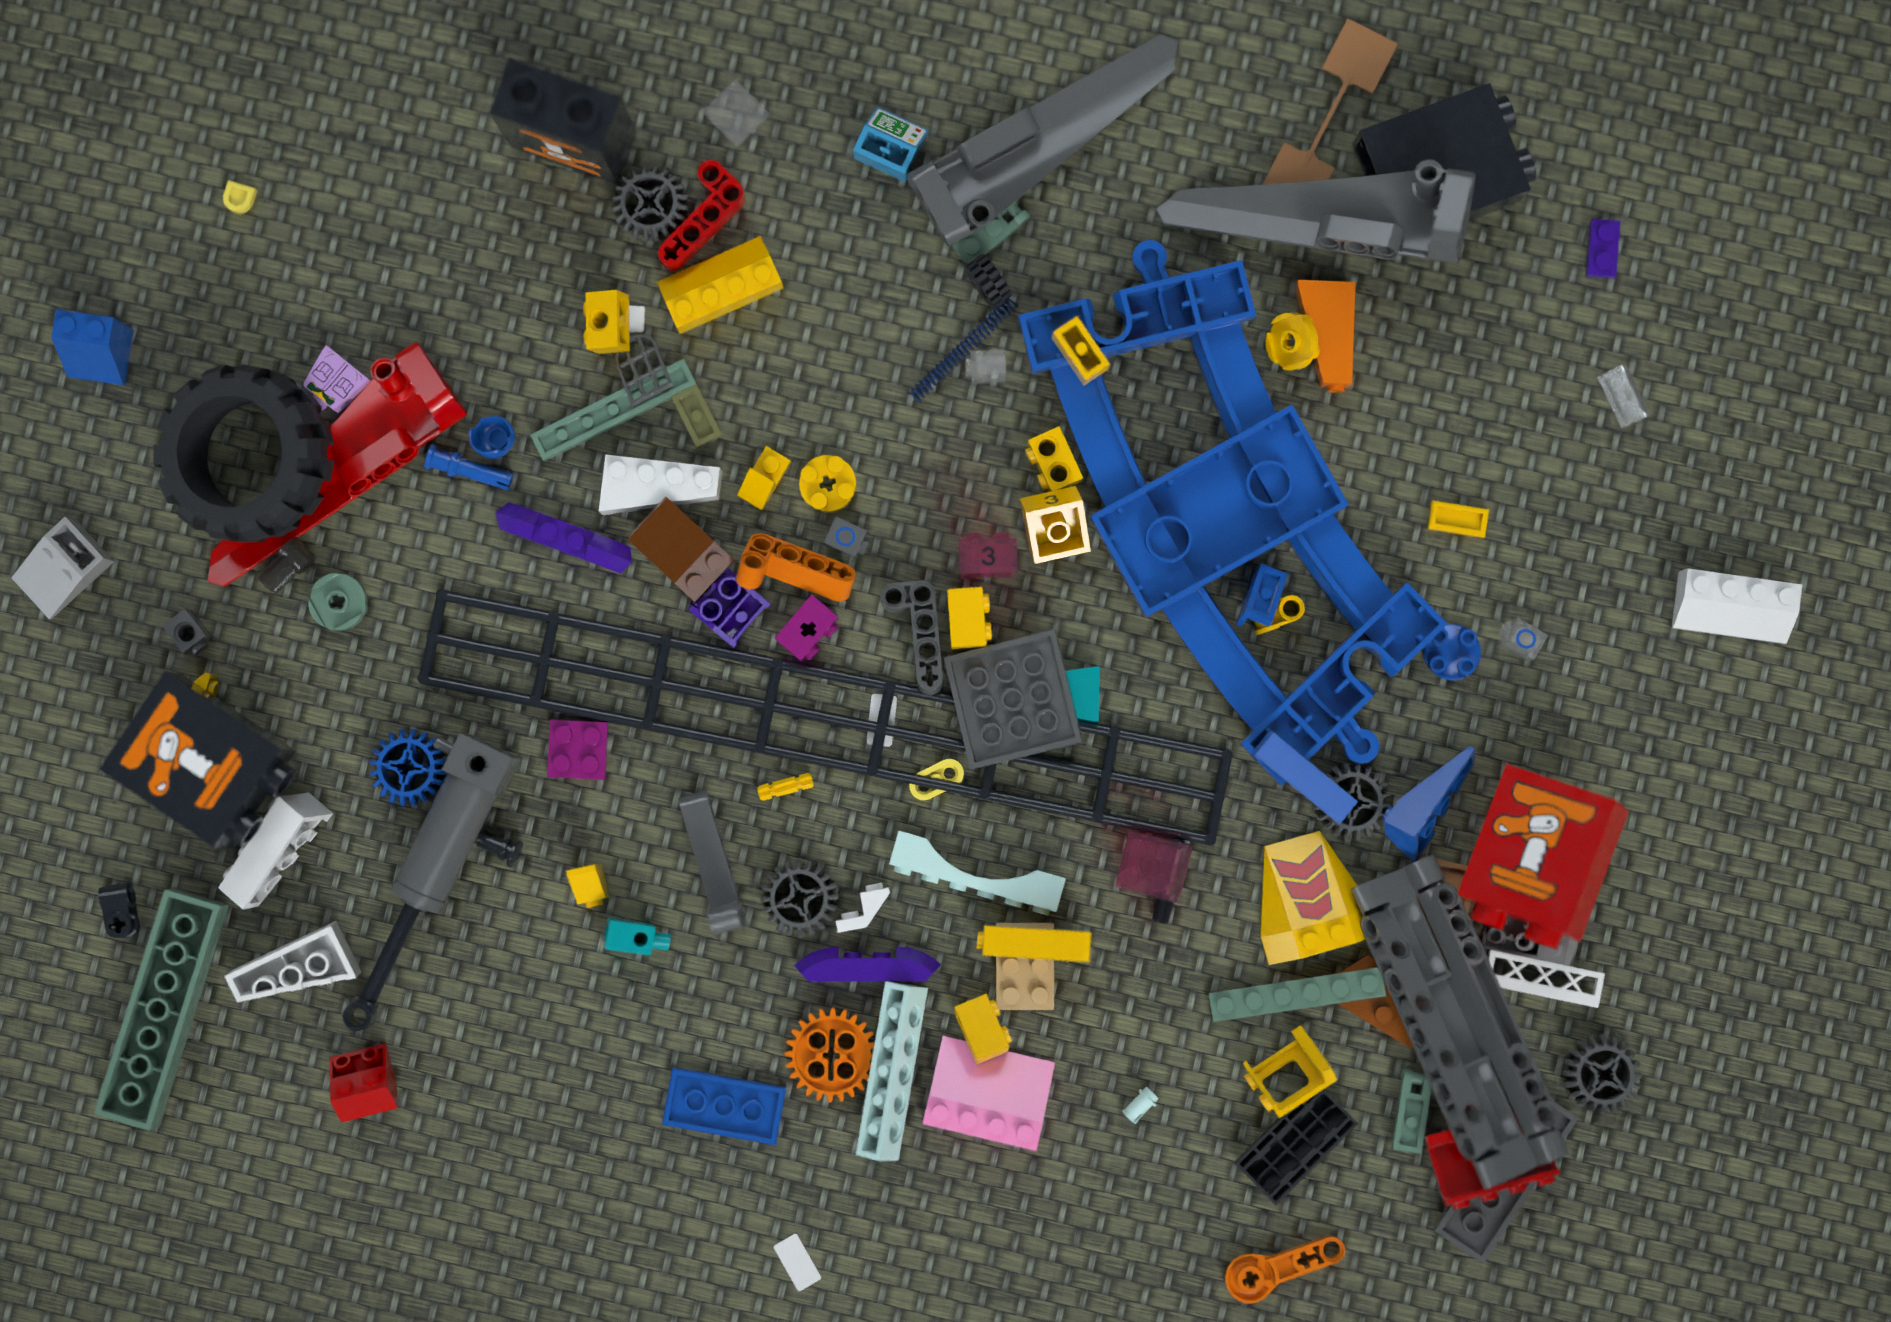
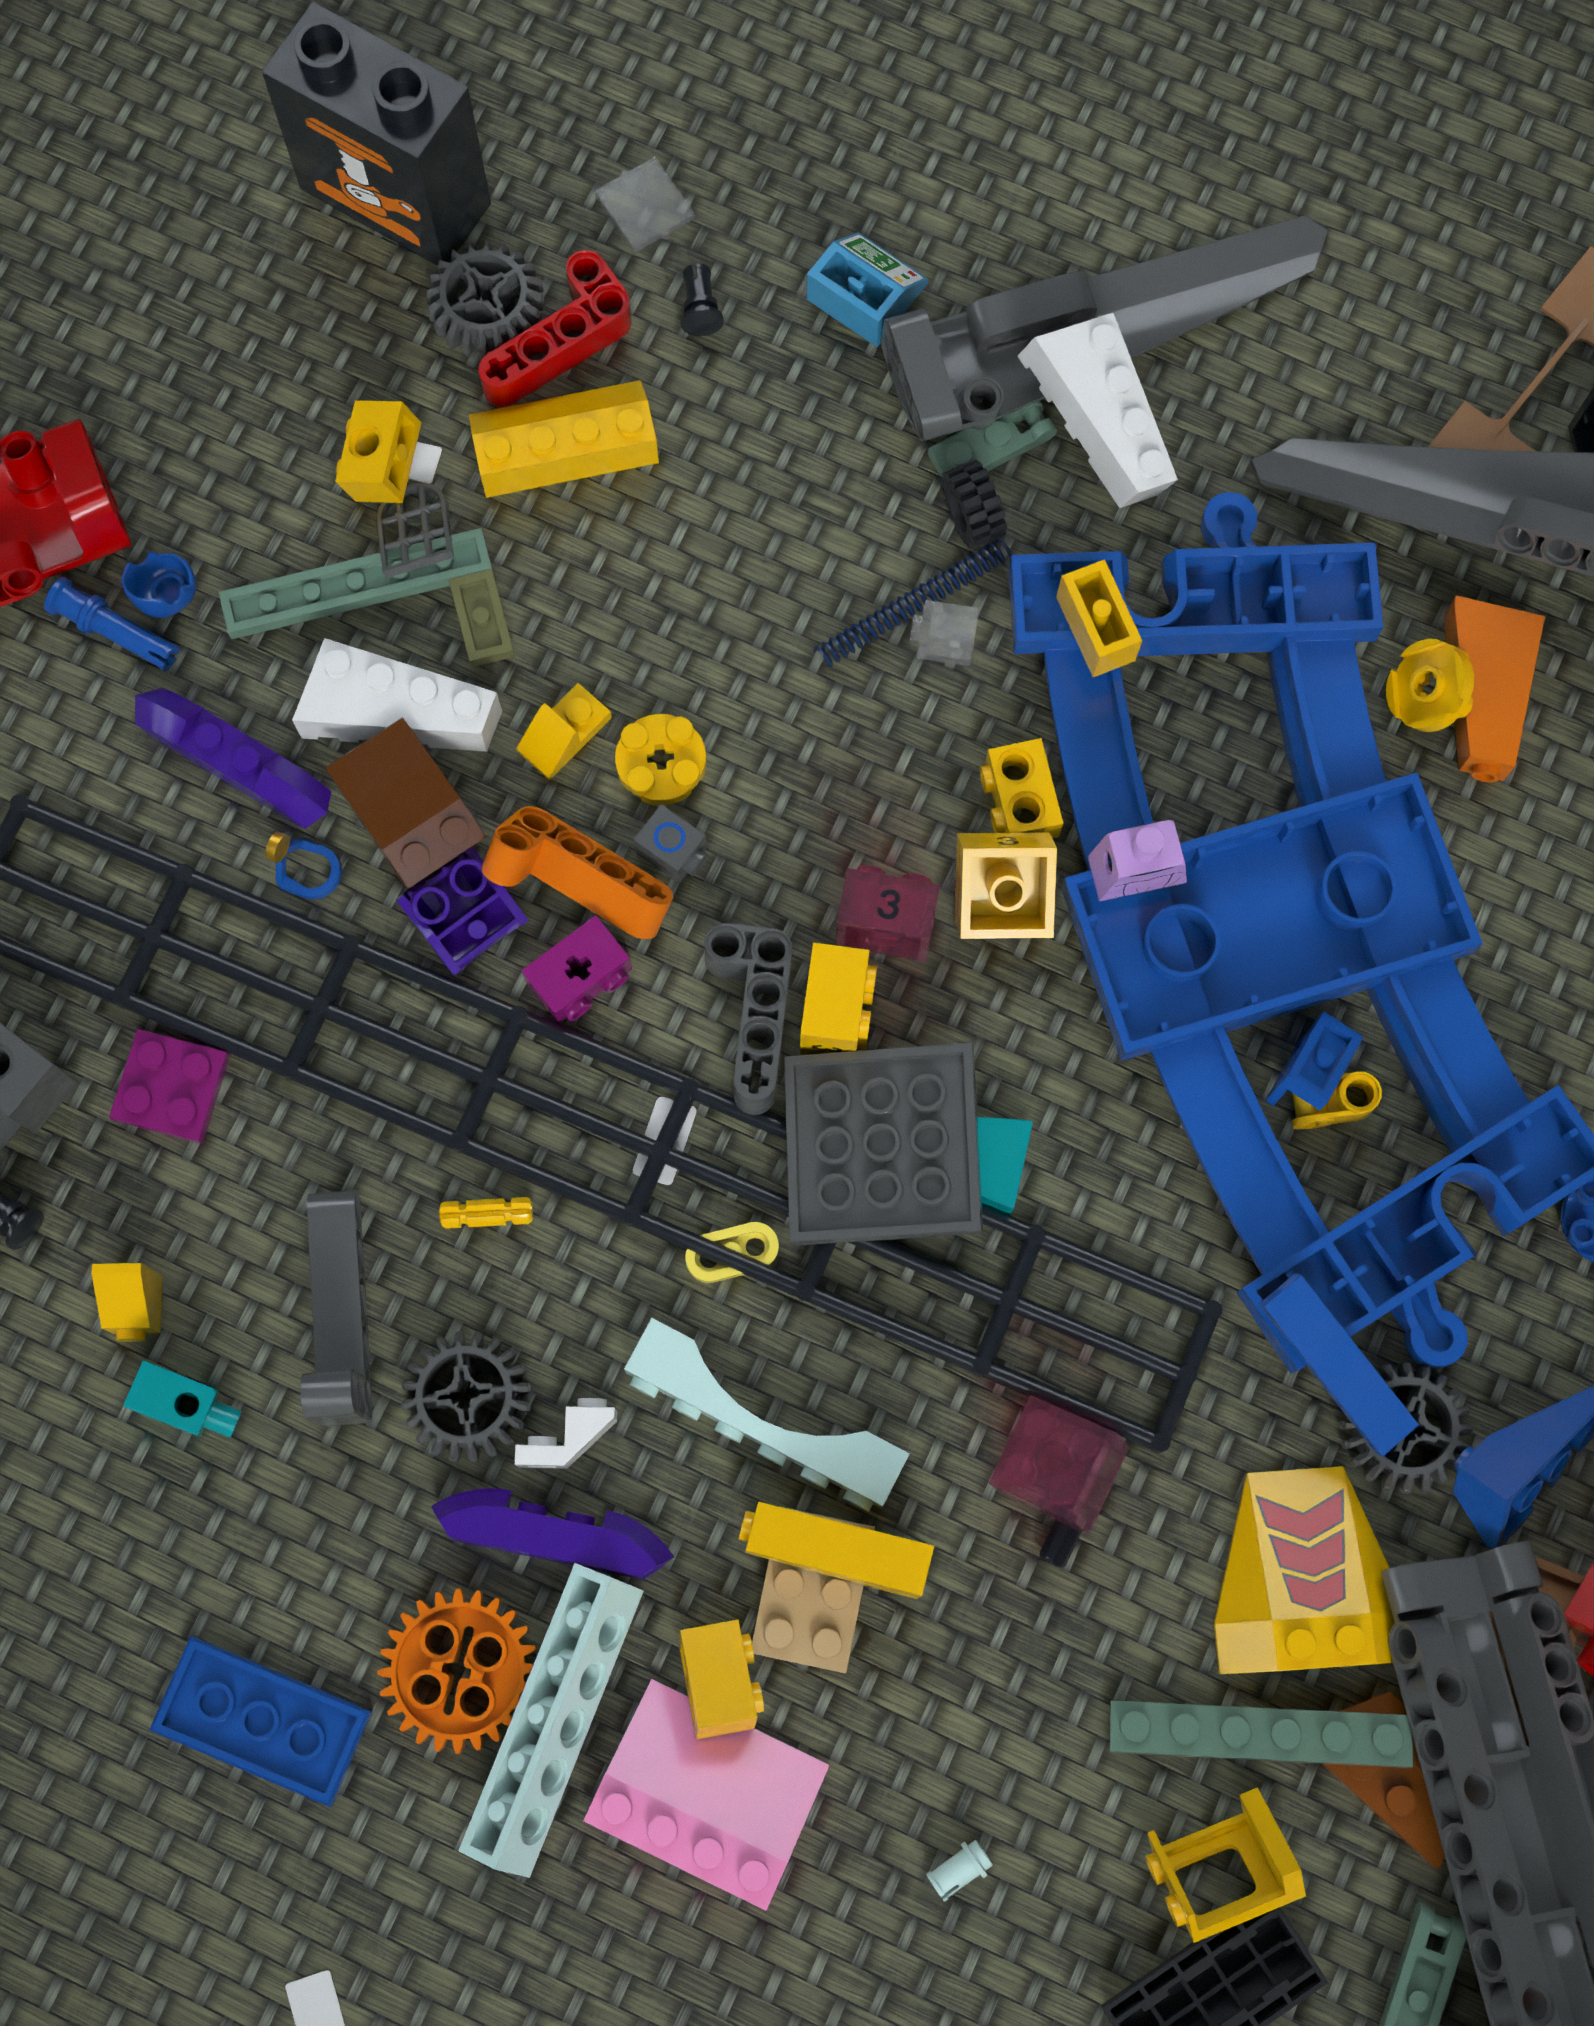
camera: 10 degrees right, 10 degrees down
(610, 589) = (276, 851): none -> blue piece
(787, 178) = (700, 309): none -> black pin
(1057, 200) = (1104, 405): none -> white wedge
(1132, 500) = (1141, 860): none -> lavender torso

